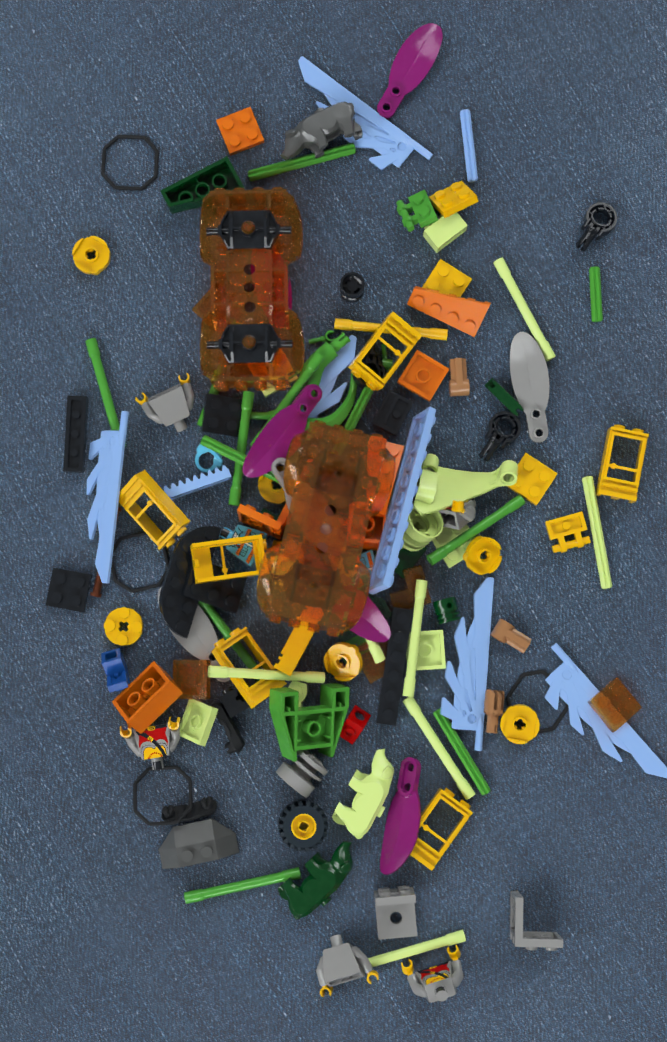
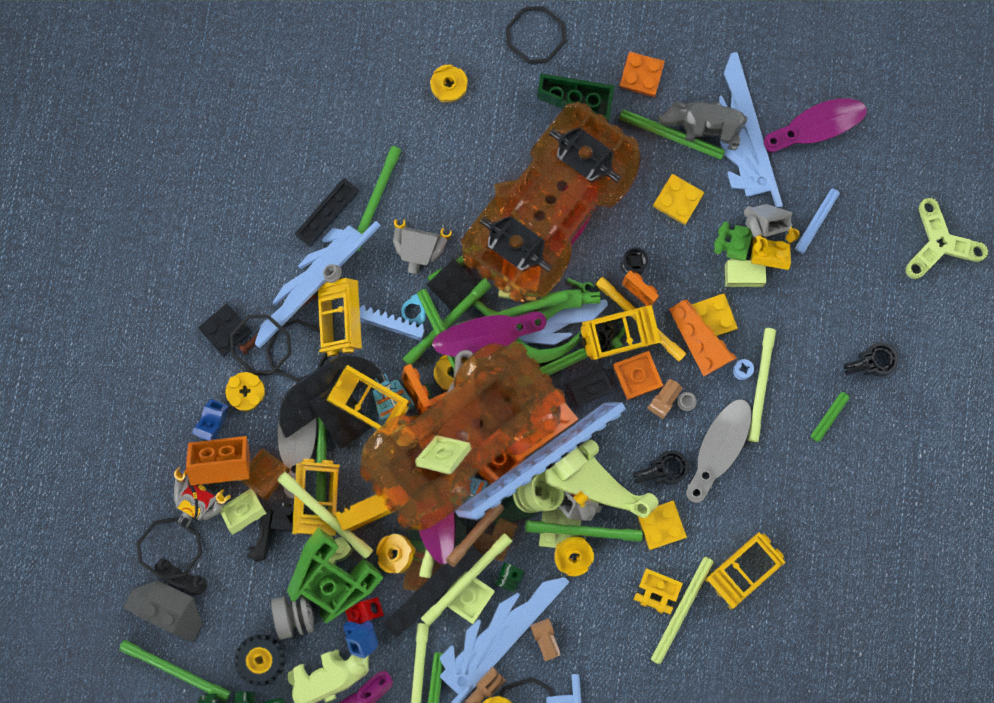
camera: 35 degrees right, 5 degrees down
(110, 555) = (244, 363): none -> black piece
(120, 479) = (332, 273): none -> light grey plate
(325, 555) = (443, 454): none -> yellowish green plate
(347, 210) = (678, 199): none -> yellow plate
(369, 747) = (360, 638): none -> blue brick
(375, 306) = (645, 293): none -> orange plate
(394, 620) = (460, 550): none -> medium nougat piece
(432, 174) = (767, 221): none -> light grey torso
(476, 367) = (686, 401): none -> light grey plate
(498, 311) = (739, 371): none -> light blue wheel
(501, 394) = (690, 441): dark green piece -> none
(566, 83) = (937, 230): none -> yellowish green piece

